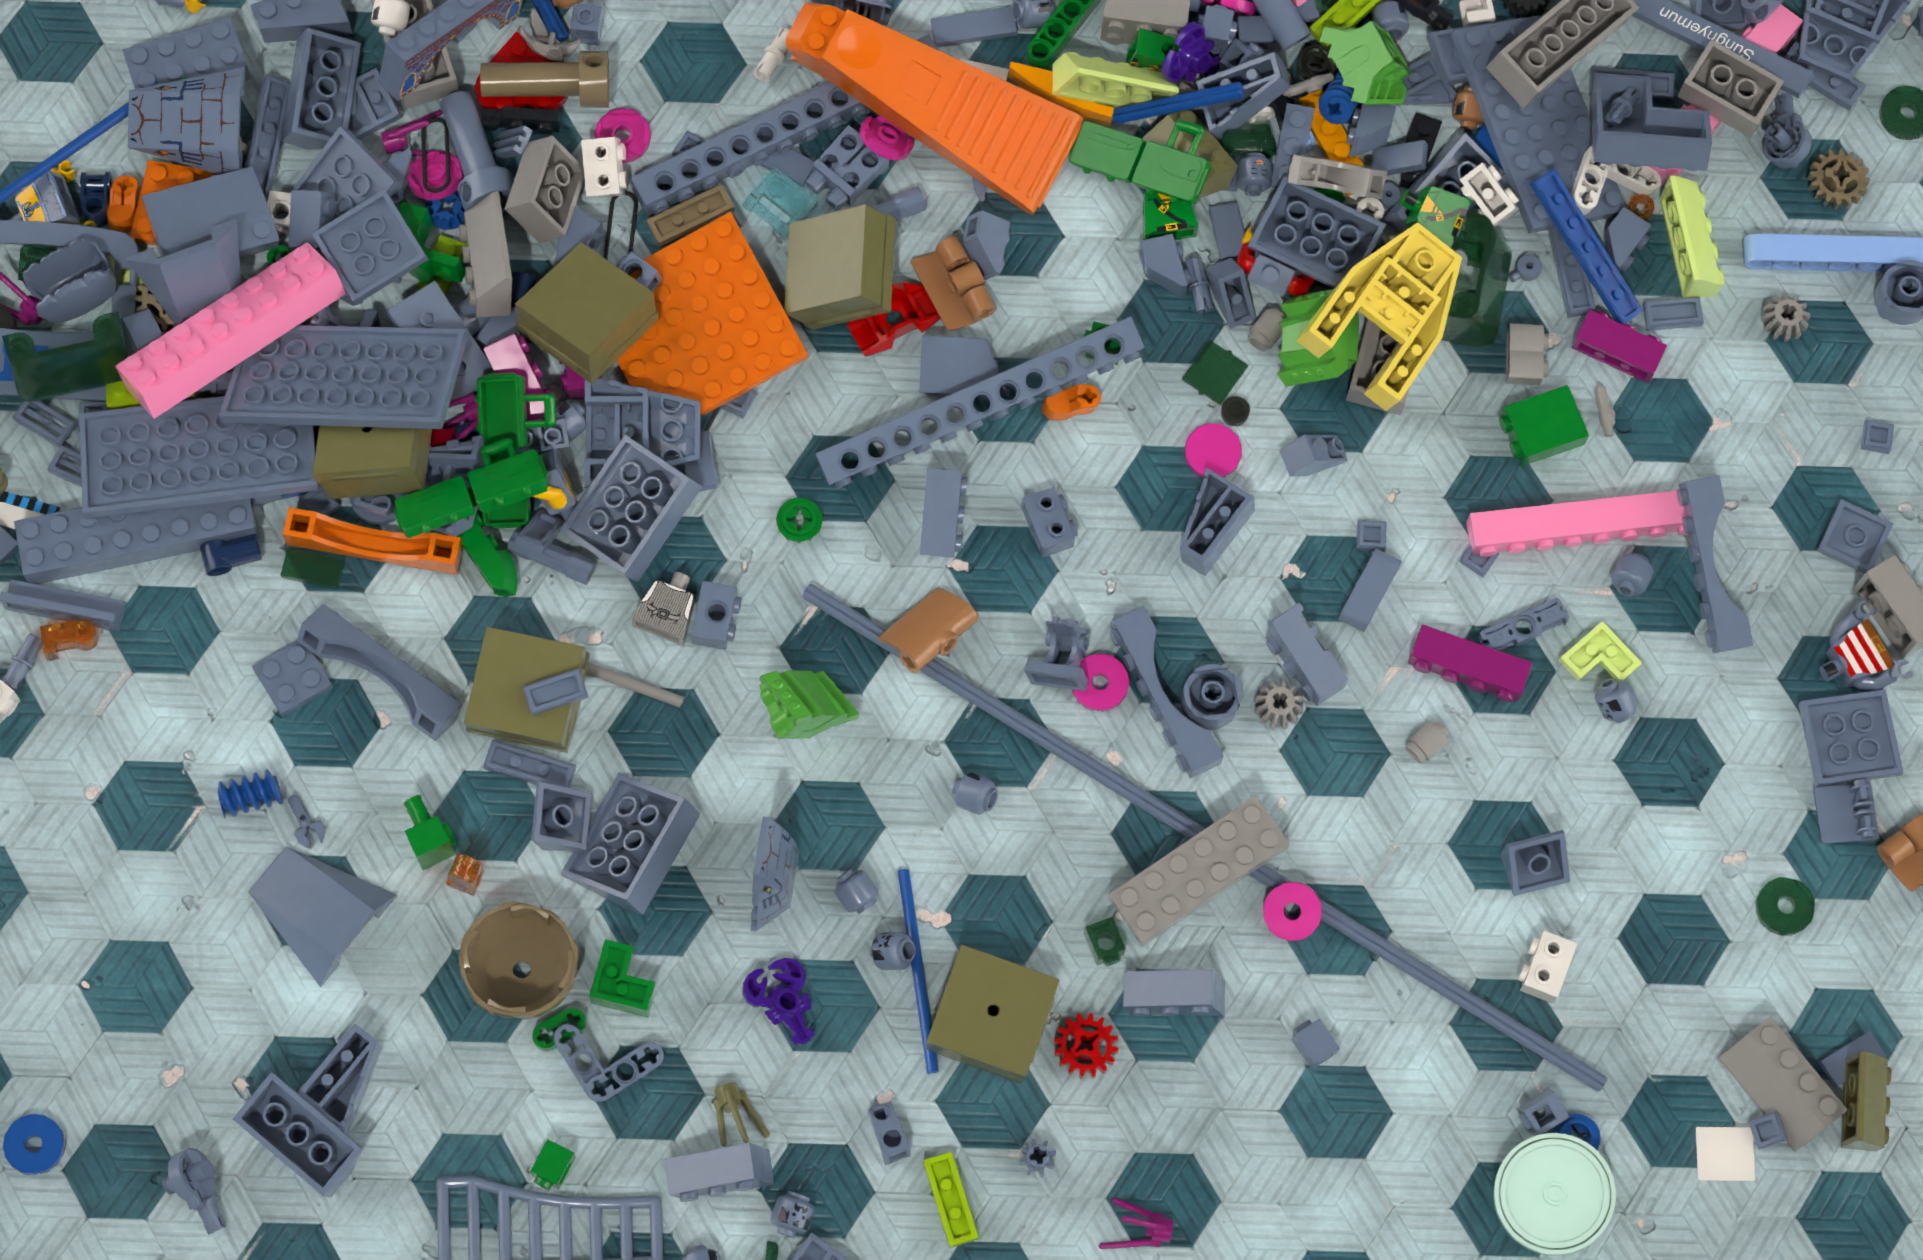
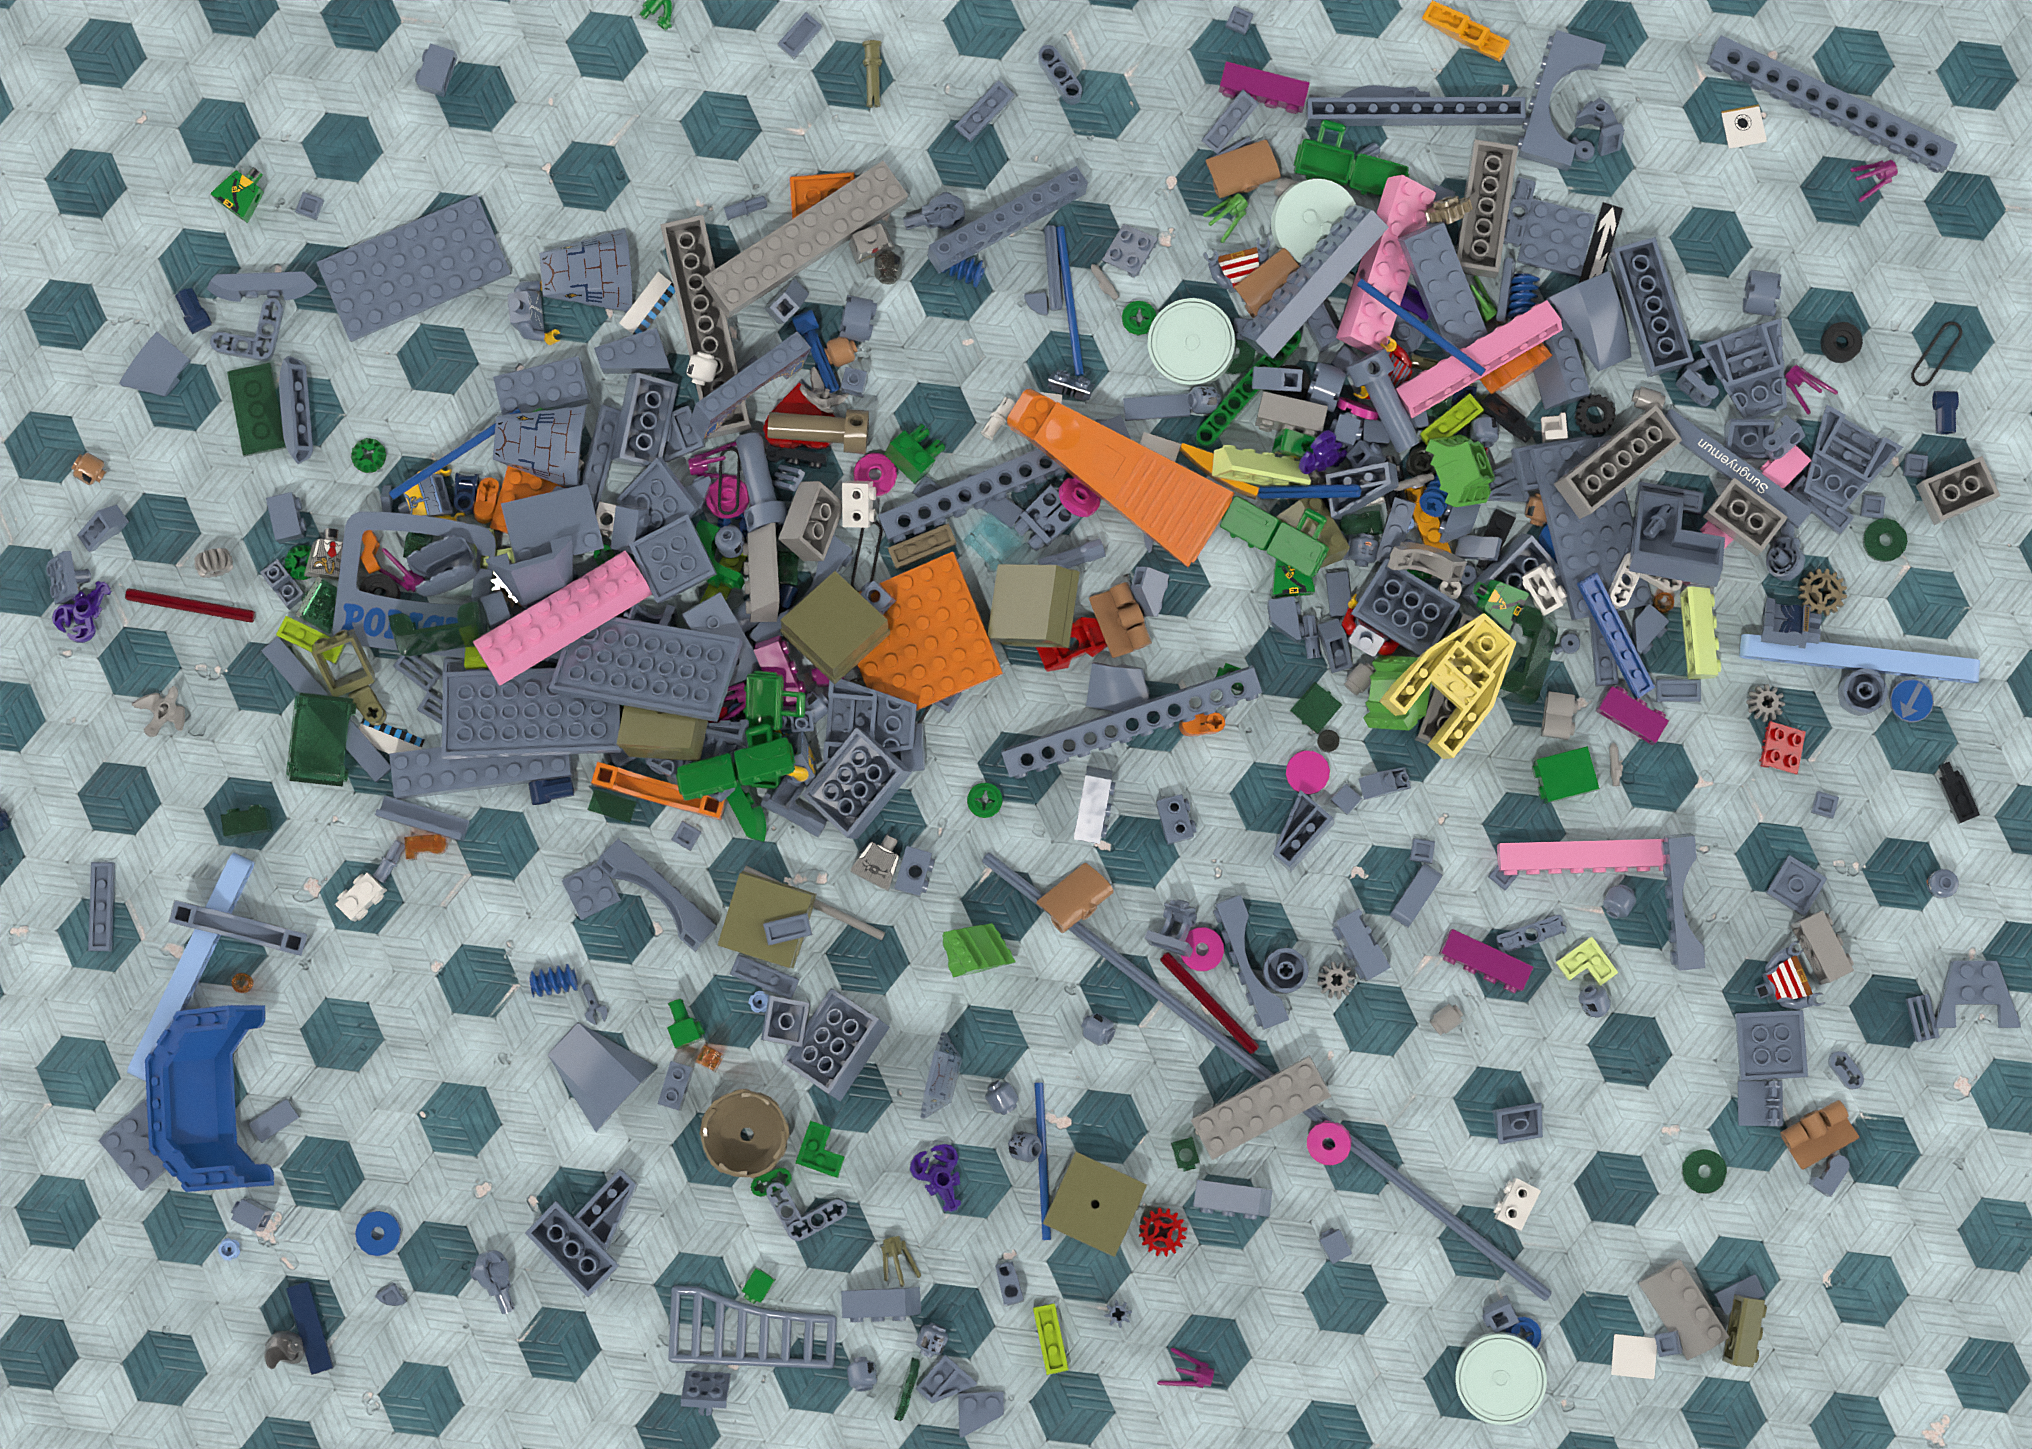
camera: 10 degrees right, 10 degrees up
(56, 1226) = (391, 1296): none -> sand blue tile
(413, 598) = (686, 836): none -> sand blue tile
(422, 914) = (675, 1085): none -> sand blue brick
(442, 224) = (730, 541): none -> sand blue head
(518, 795) = (753, 1001): none -> light blue plate
(520, 251) = (787, 567): none -> clear green brick
(667, 107) = (910, 456): none -> green brick
(1117, 749) = (1209, 1003): none -> dark red axle
(1266, 480) = (1346, 799): none -> sand blue tile
(1803, 217) = (1790, 624): none -> sand blue hips
(1813, 370) = (1782, 747): none -> hinge
(1886, 74) = (1872, 506): none -> sand blue tile

